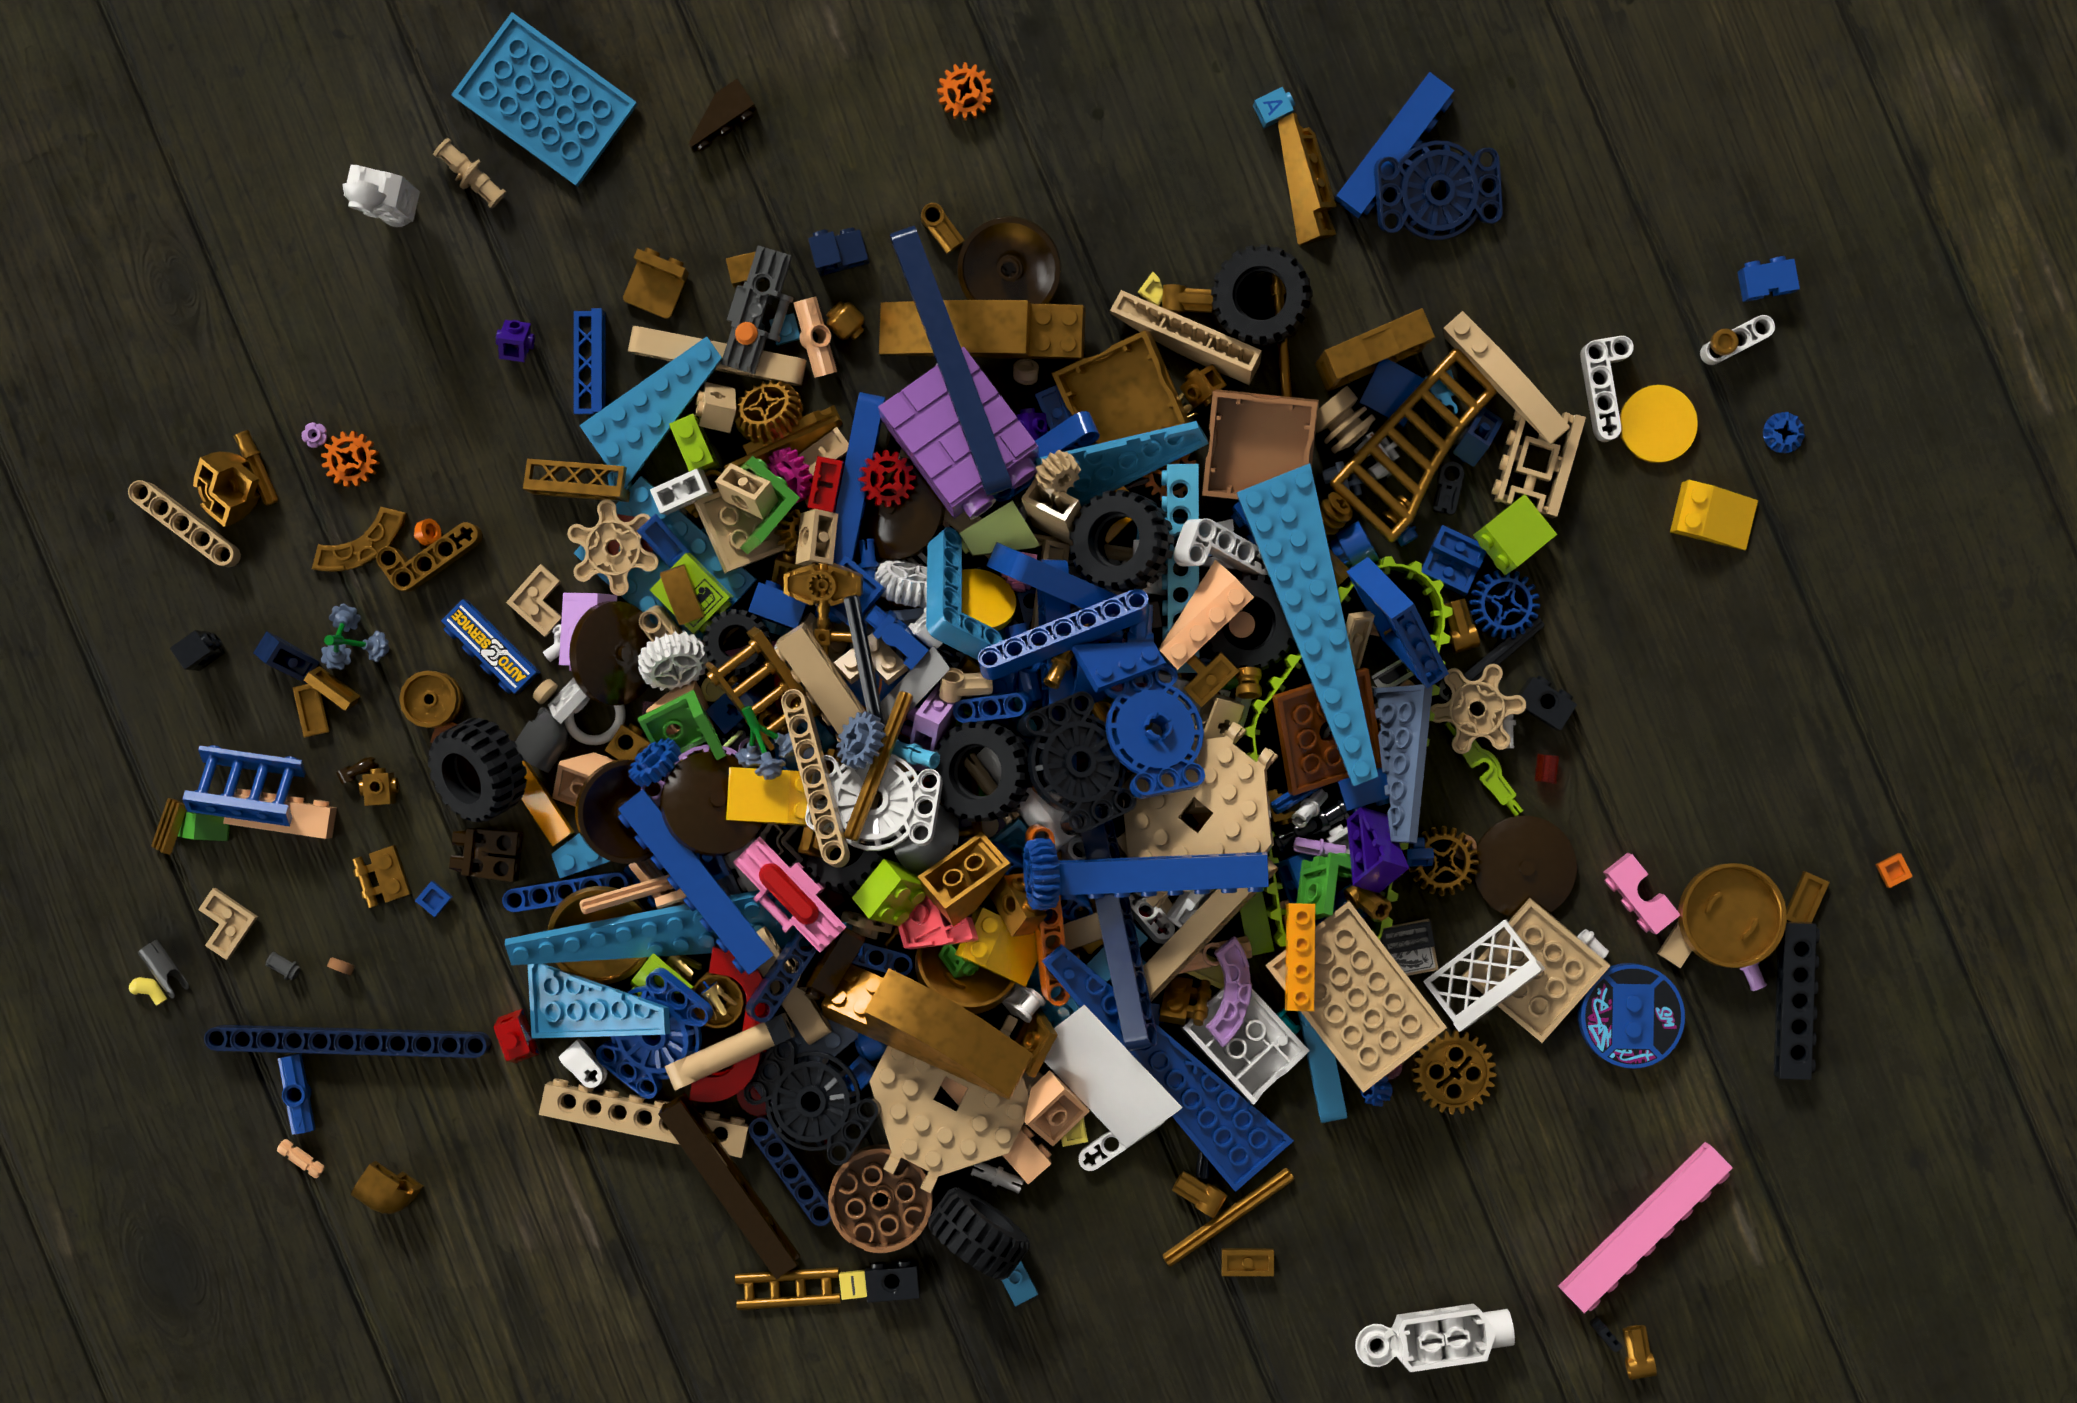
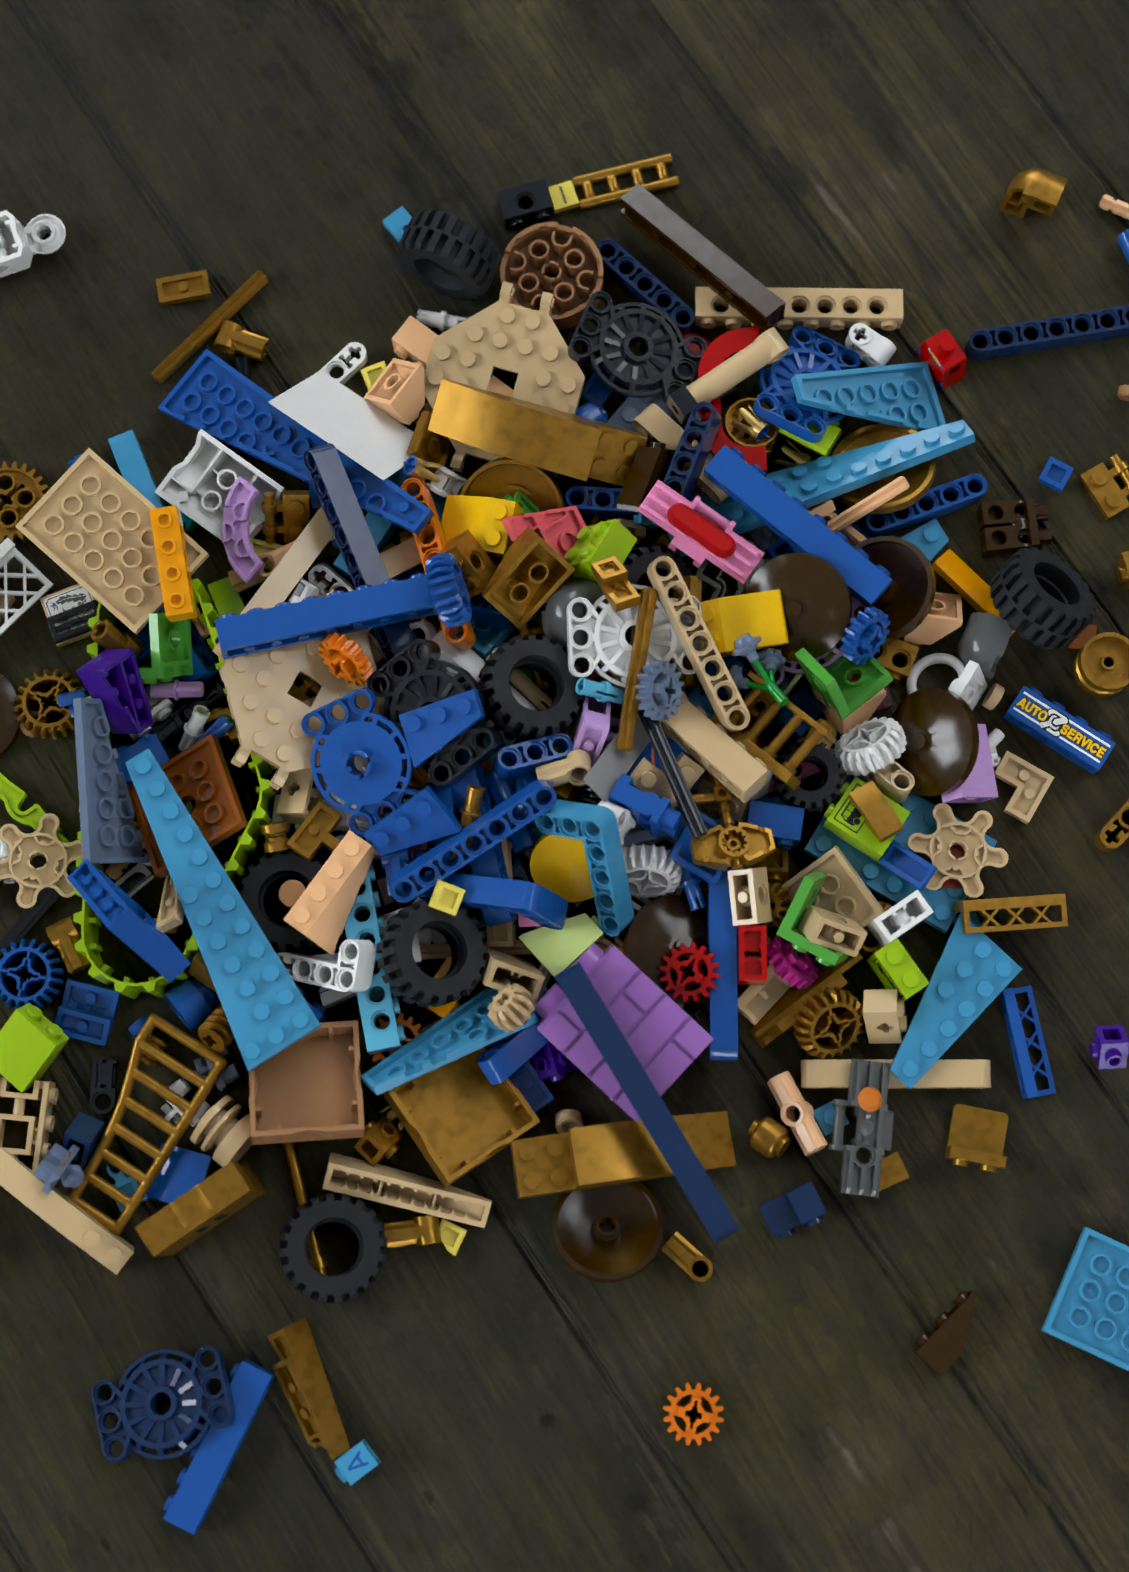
camera: 170 degrees right, 10 degrees down
(882, 850) = (614, 583): none -> pearl gold slope
(1051, 1016) = (415, 468): none -> pearl gold piece
(1074, 747) = (438, 723): none -> blue wing
(1098, 585) = (446, 897): none -> light yellow tile
(1151, 830) = (345, 659): none -> orange gear
(1496, 410) = (58, 1167): none -> sand blue hips

